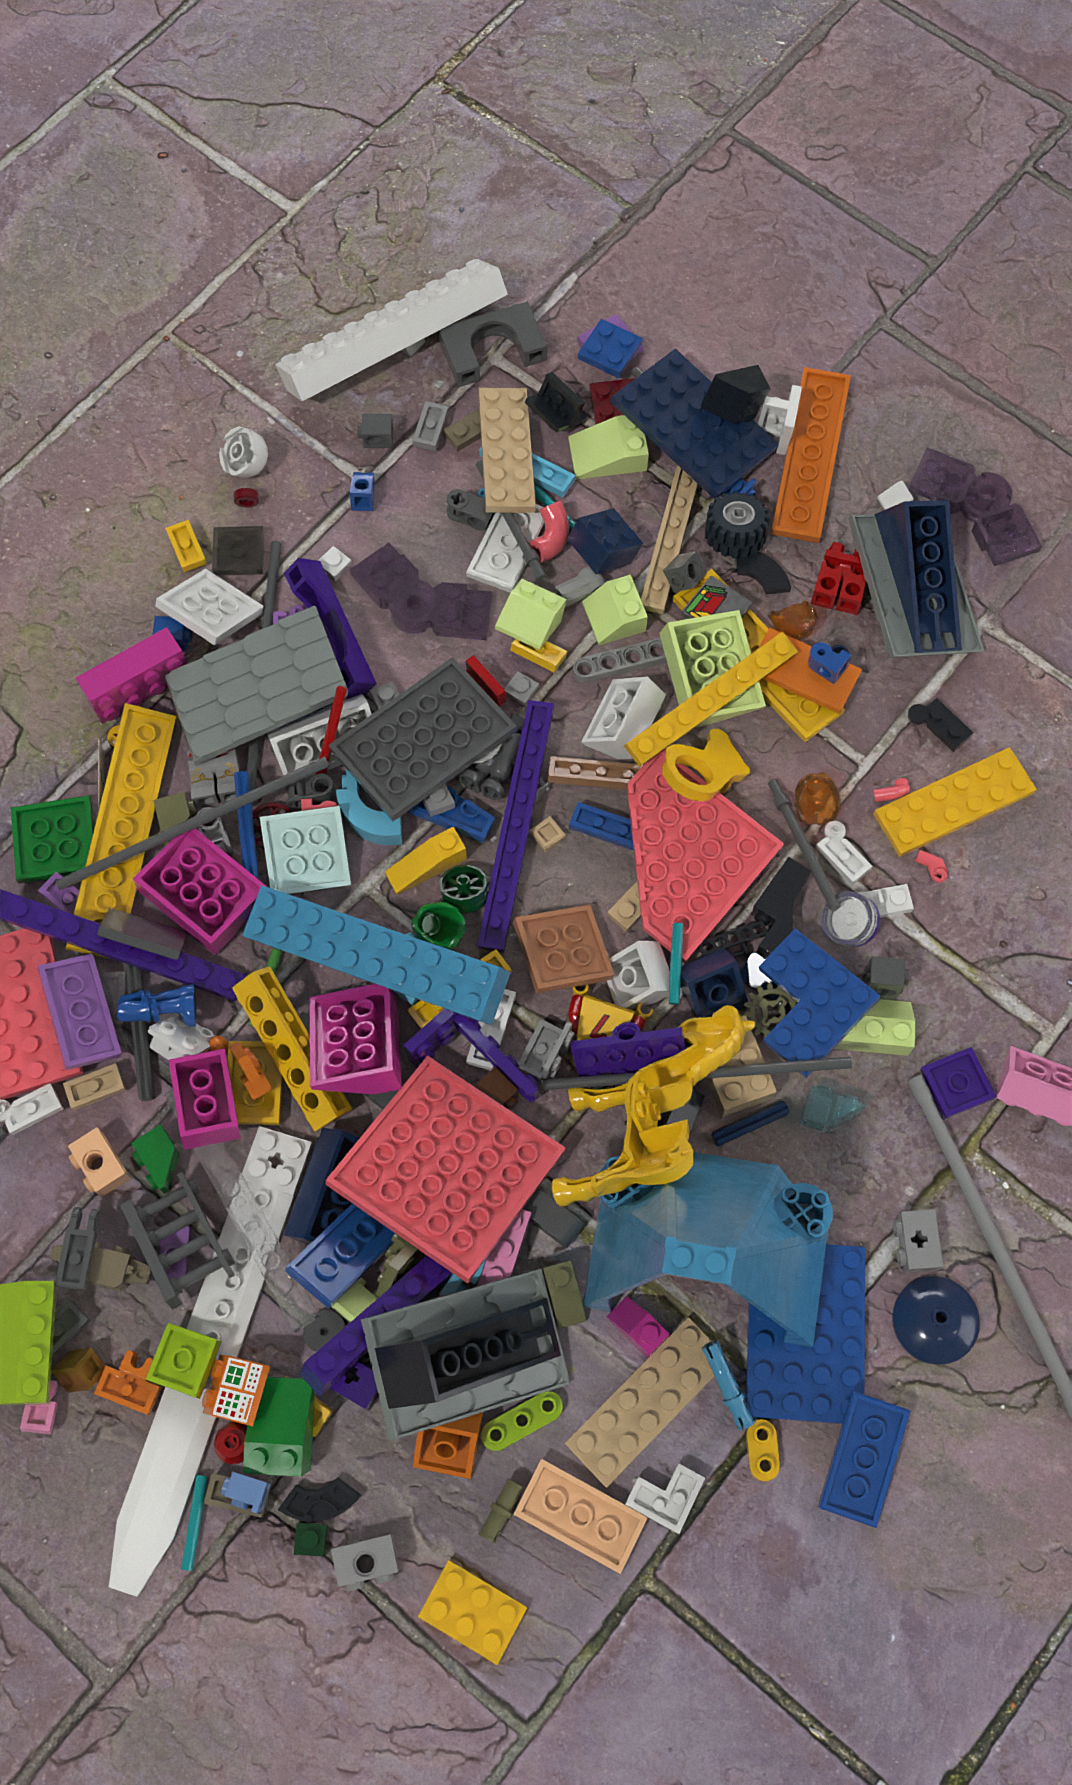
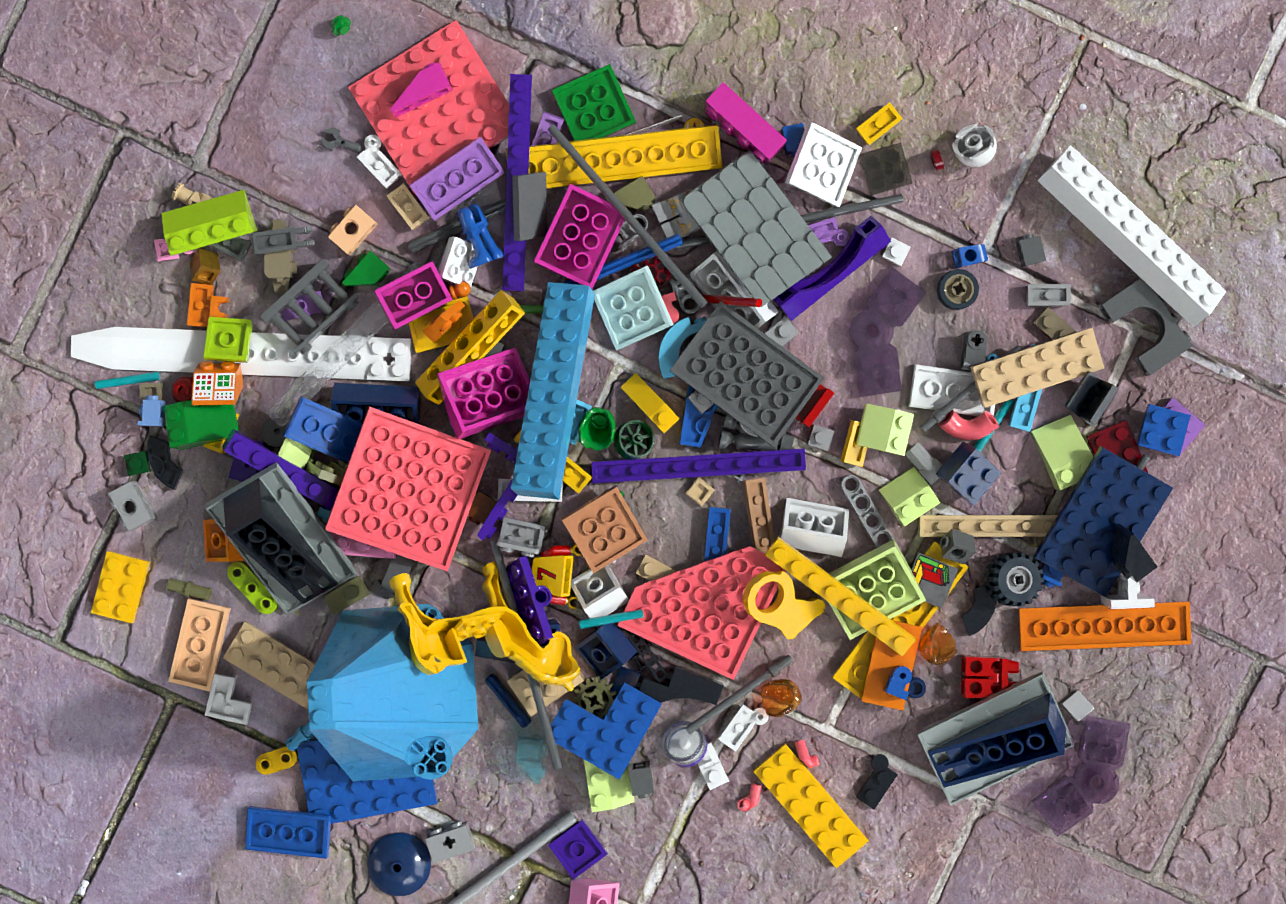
camera: 80 degrees right, 20 degrees up
(400, 520) = (948, 295): none -> wheel

